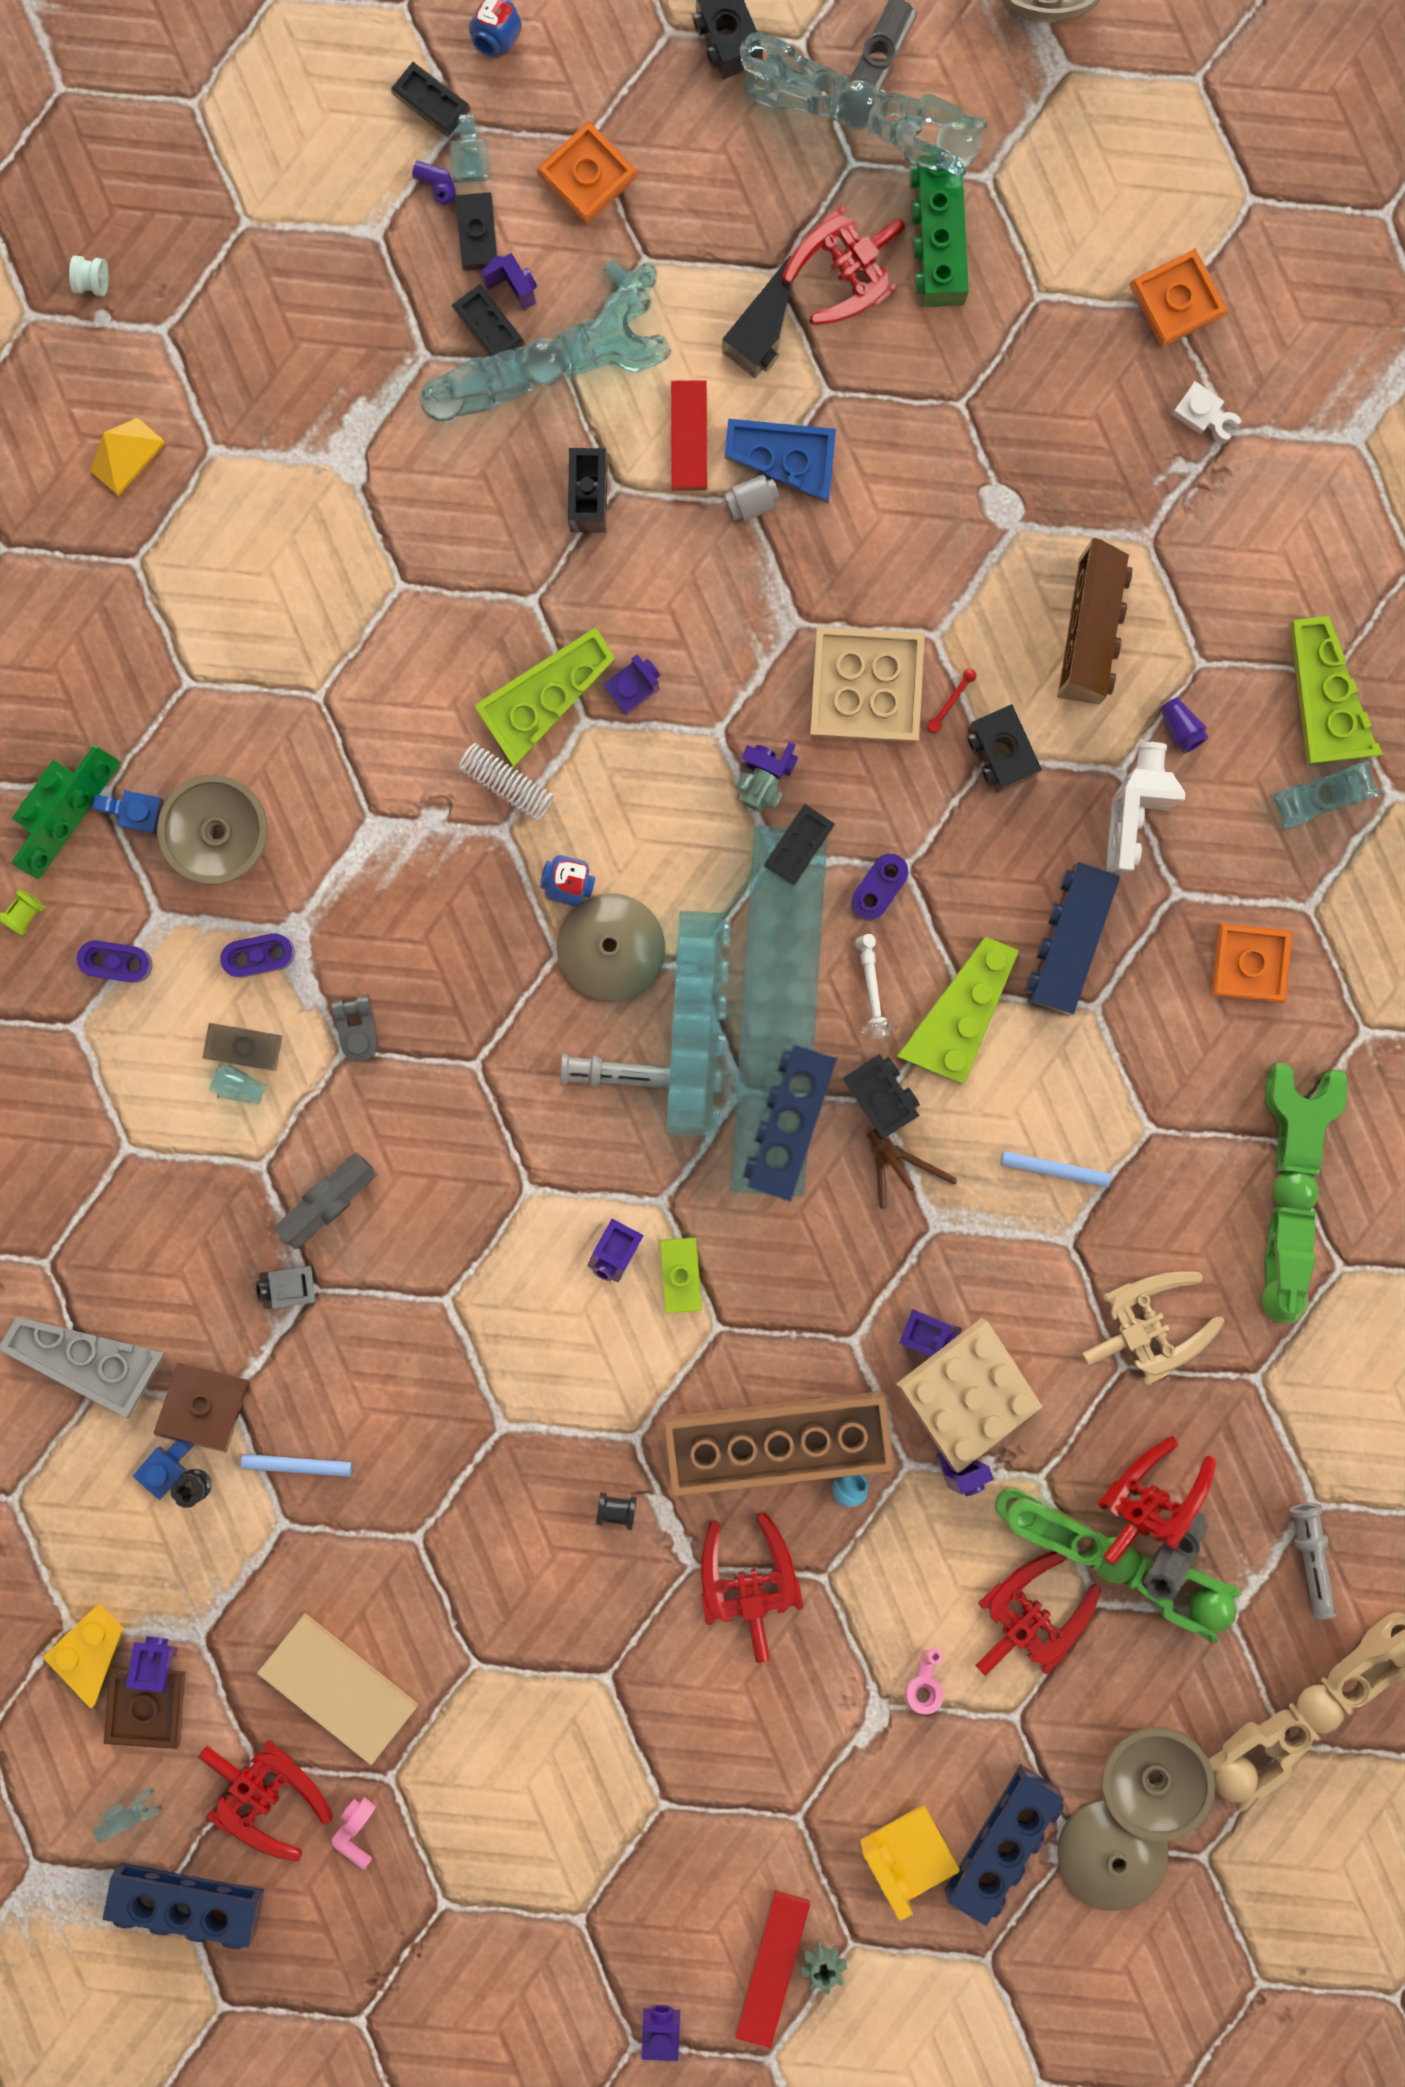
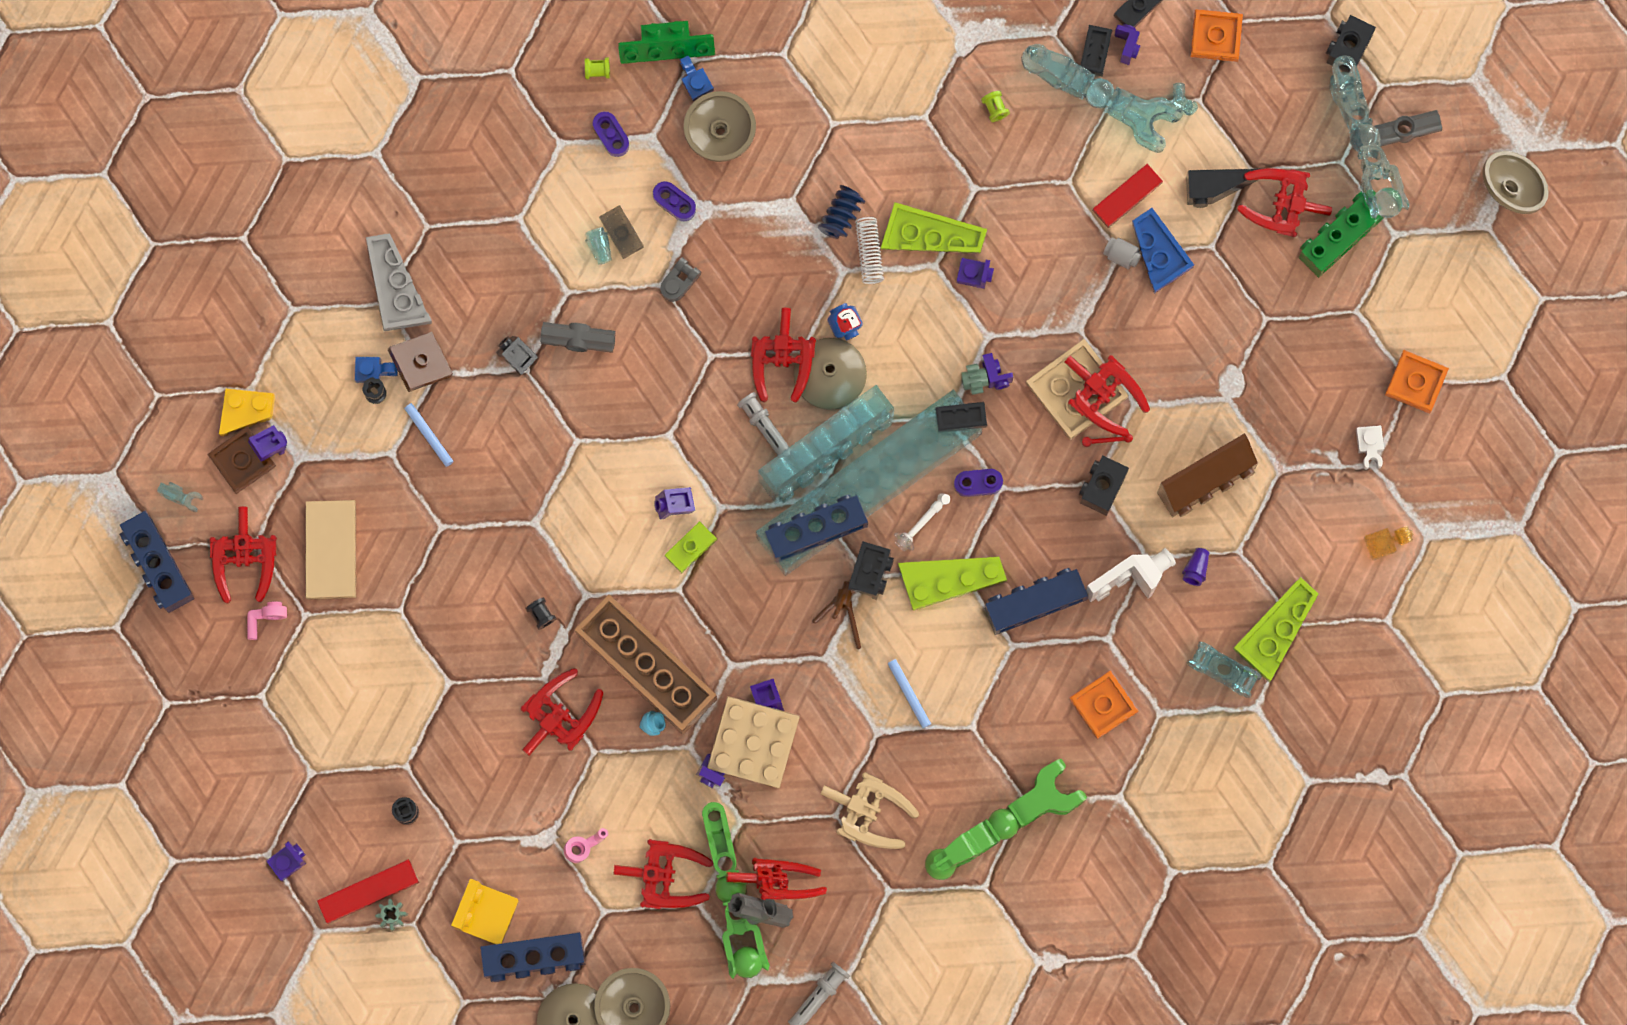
camera: 50 degrees right, 10 degrees down
(434, 776) = (840, 212): none -> dark blue piece
(447, 485) = (989, 100): none -> lime bush
(536, 975) = (782, 346): none -> red bar
(587, 490) = (1053, 168): black brick -> none
(714, 1846) = (405, 815): none -> black wheel
(884, 659) = (1096, 385): none -> red bar
(1327, 496) = (1382, 544): none -> clear yellow plate

